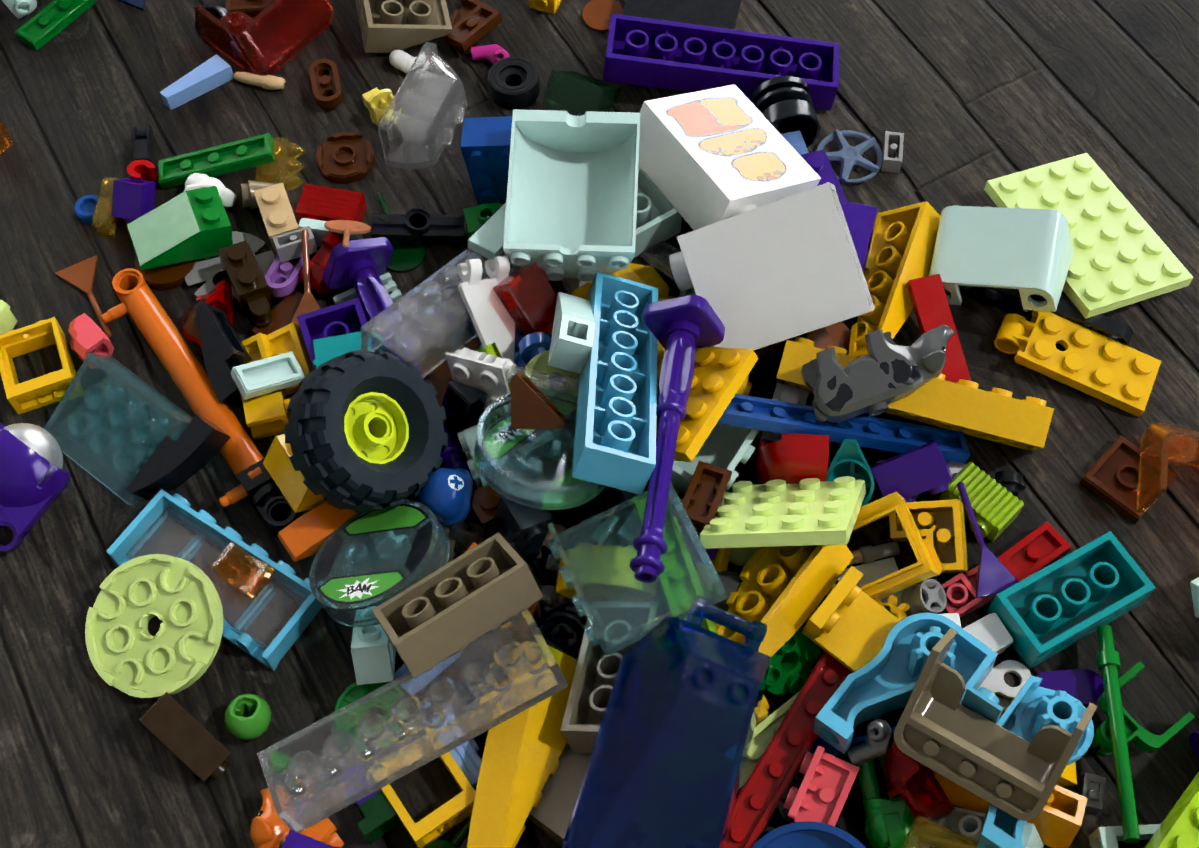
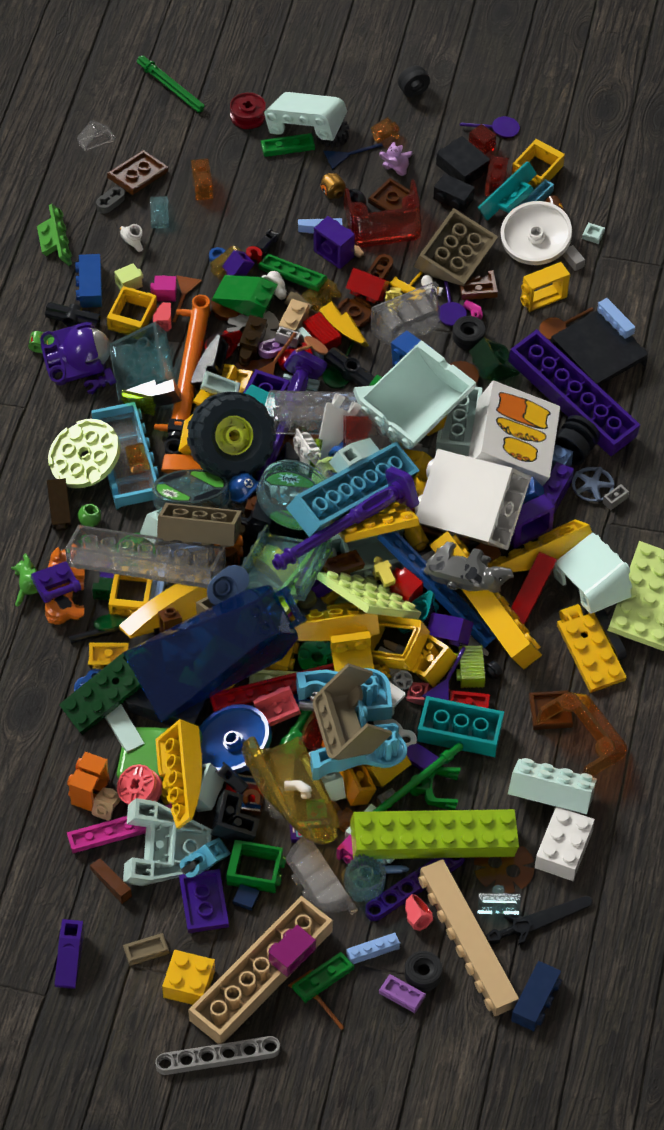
camera: 40 degrees right, 5 degrees down
(55, 299) = (164, 288): none -> dark pink brick
(86, 483) = (101, 381): none -> dark purple piece
(165, 25) = (333, 185): none -> pearl gold head
(177, 480) = (142, 401): none -> clear neon green piece
(237, 86) = (334, 242): none -> dark purple brick
(332, 110) = (367, 285): none -> red brick
(352, 177) = (343, 323): none -> yellow slope
(364, 86) = (405, 288): none -> yellow piece
(471, 72) = (451, 311): none -> dark purple piece
(532, 407) = (303, 471): reddish brown slope -> none
(551, 791) = (168, 618): none -> reddish brown window
(592, 669) = (227, 584): none -> medium blue piece
(761, 462) = (383, 572): none -> light yellow piece
(991, 633) = (410, 715): white slope -> none

